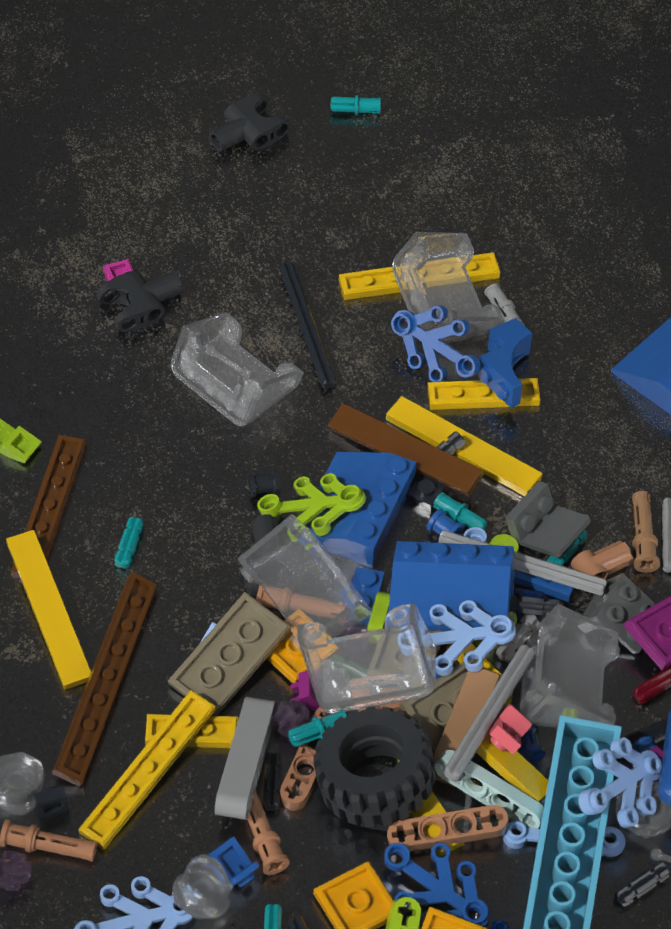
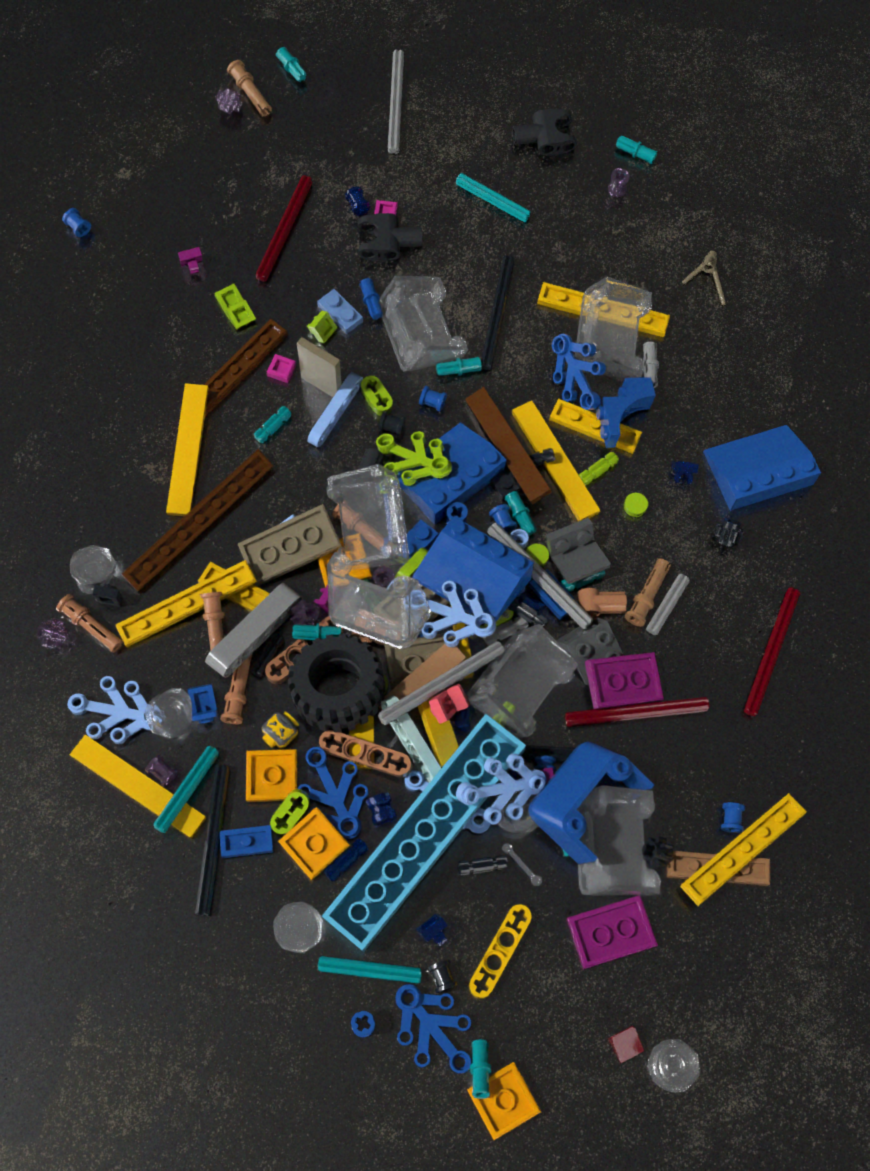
camera: 25 degrees right, 15 degrees up
(15, 337) = (283, 228): none -> dark red axle
(62, 159) = (395, 102): none -> light grey axle
(82, 274) = (357, 200): none -> clear blue bush
(102, 481) = (281, 368): none -> dark pink tile
(123, 418) = (322, 326): none -> lime tile
(132, 395) = (340, 311): none -> medium blue plate
(155, 455) = (319, 367): none -> dark tan tile
(160, 367) = (371, 298): none -> blue axle
(191, 496) = (335, 409): none -> light blue beam
(191, 763) = (213, 616): none -> nougat pin
(227, 464) = (380, 393): none -> lime beam
(230, 212) = (493, 197): none -> teal axle
(293, 439) = (432, 398): none -> blue bush
(301, 395) = (459, 366): none -> teal axle
(336, 850) = (280, 730): none -> head
(358, 148) = (619, 179): none -> clear purple bush
(389, 541) = (457, 509): none -> blue bush
(499, 877) = (381, 809): none -> clear blue wheel
(504, 188) = (709, 266): none -> dark tan plant
(514, 432) = (599, 468): none -> lime axle
(575, 452) = (635, 504): none -> lime tile
(604, 394) = (683, 467): none -> clear blue tile

